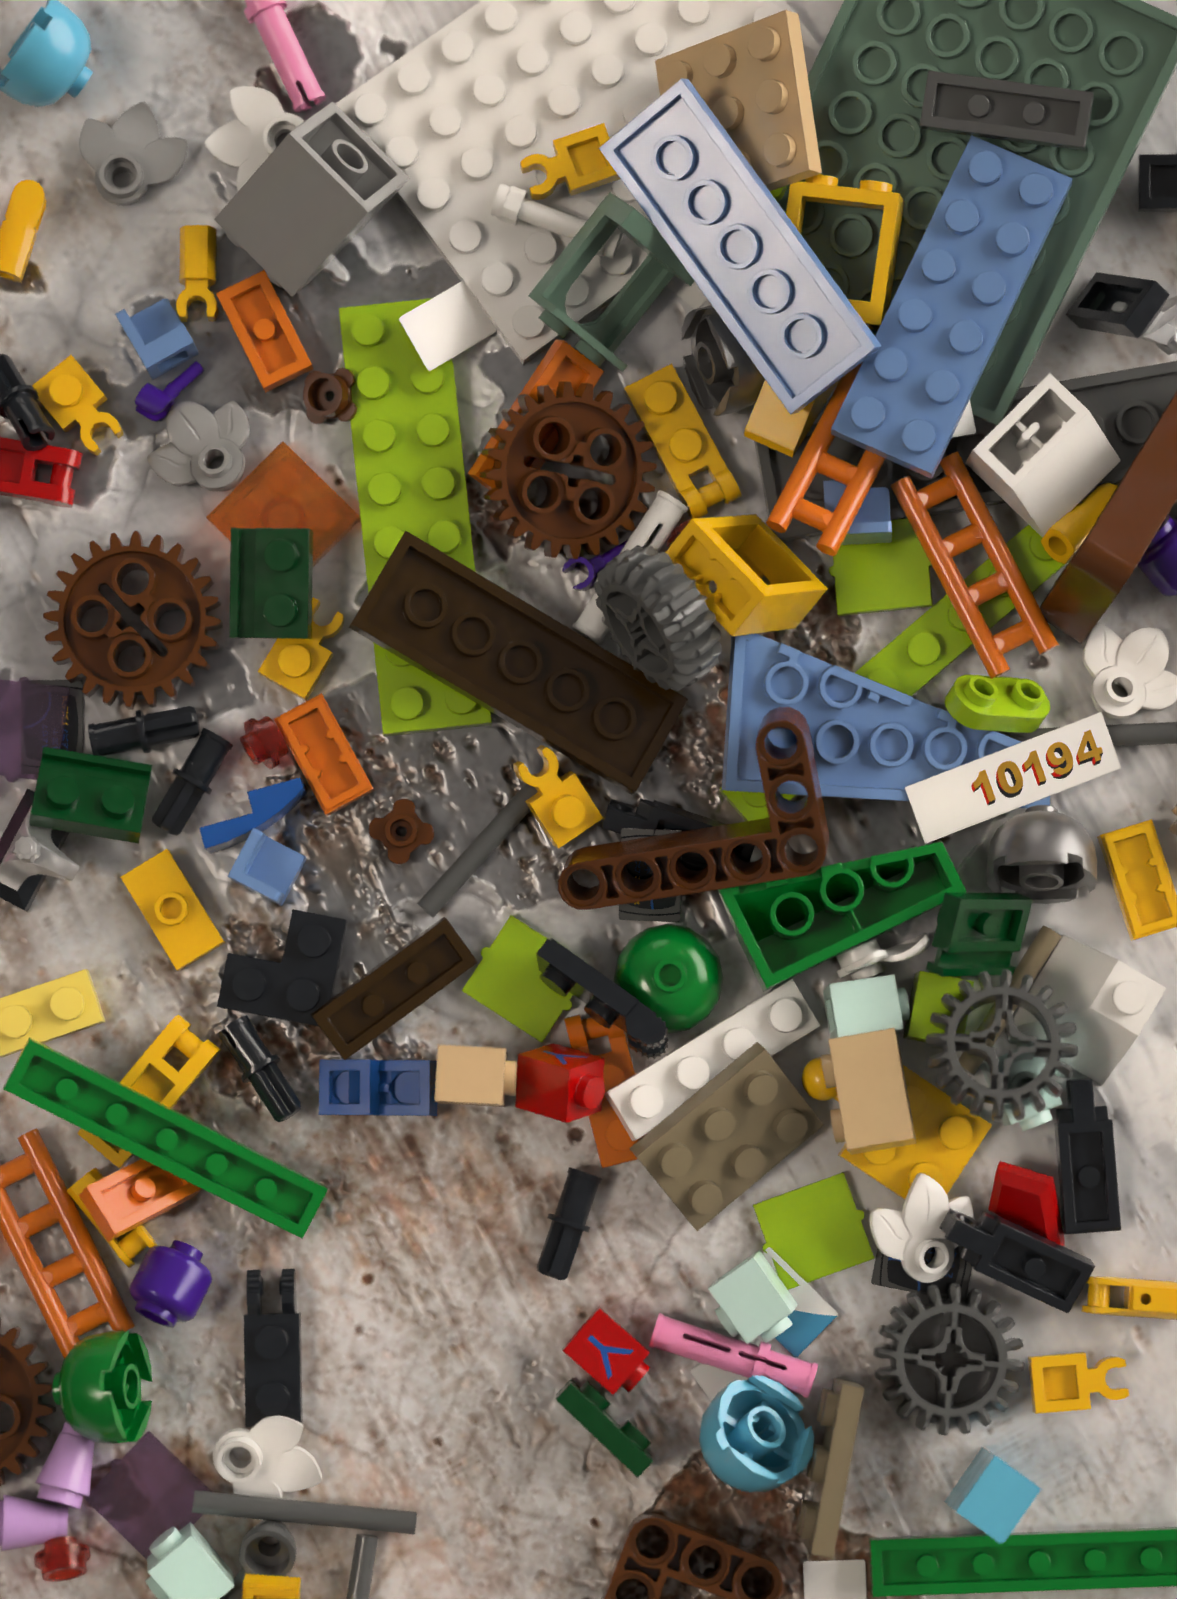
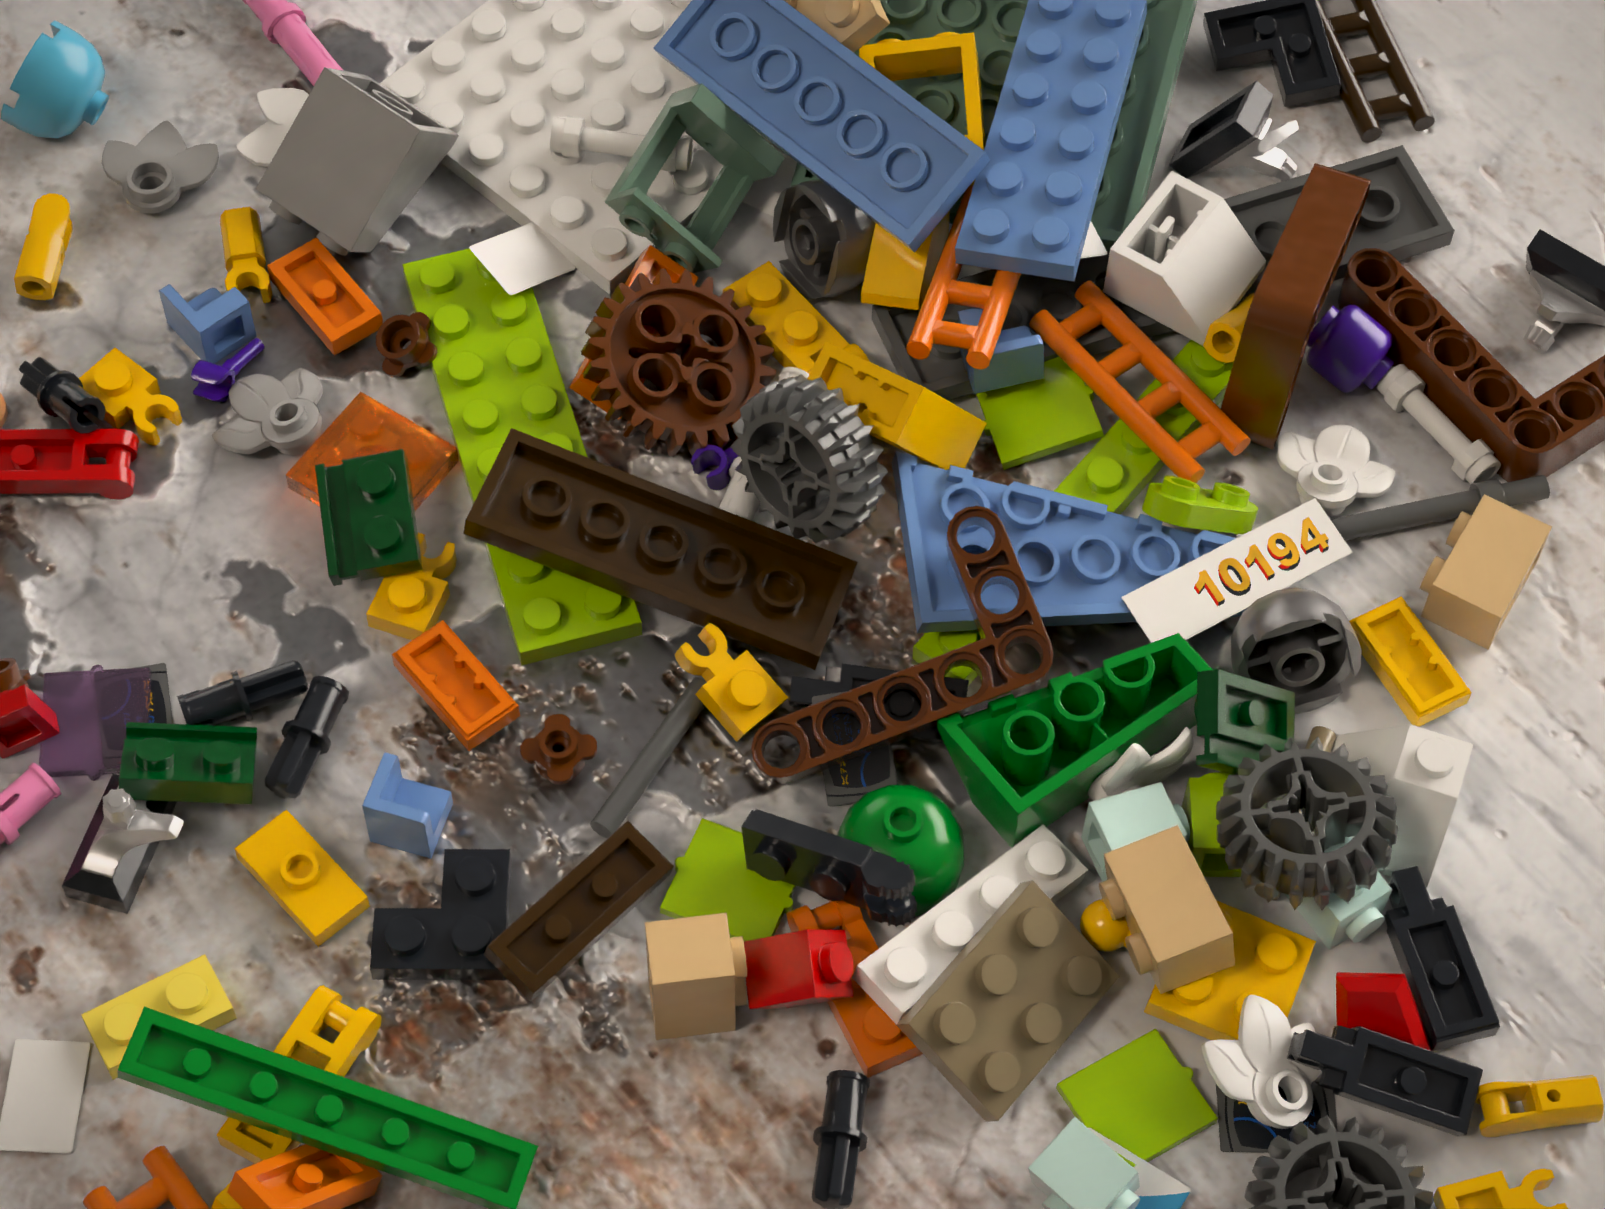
camera: 10 degrees left, 25 degrees down
(169, 588) = (179, 620): reddish brown gear -> none
(260, 1068) = (433, 1028): black axle -> none
(264, 742) = (384, 681): clear red plate -> none
(267, 806) = (405, 732): blue slope -> none
(377, 1087) = (581, 1031): blue slope -> none
(576, 163) = (632, 86): yellow plate -> none

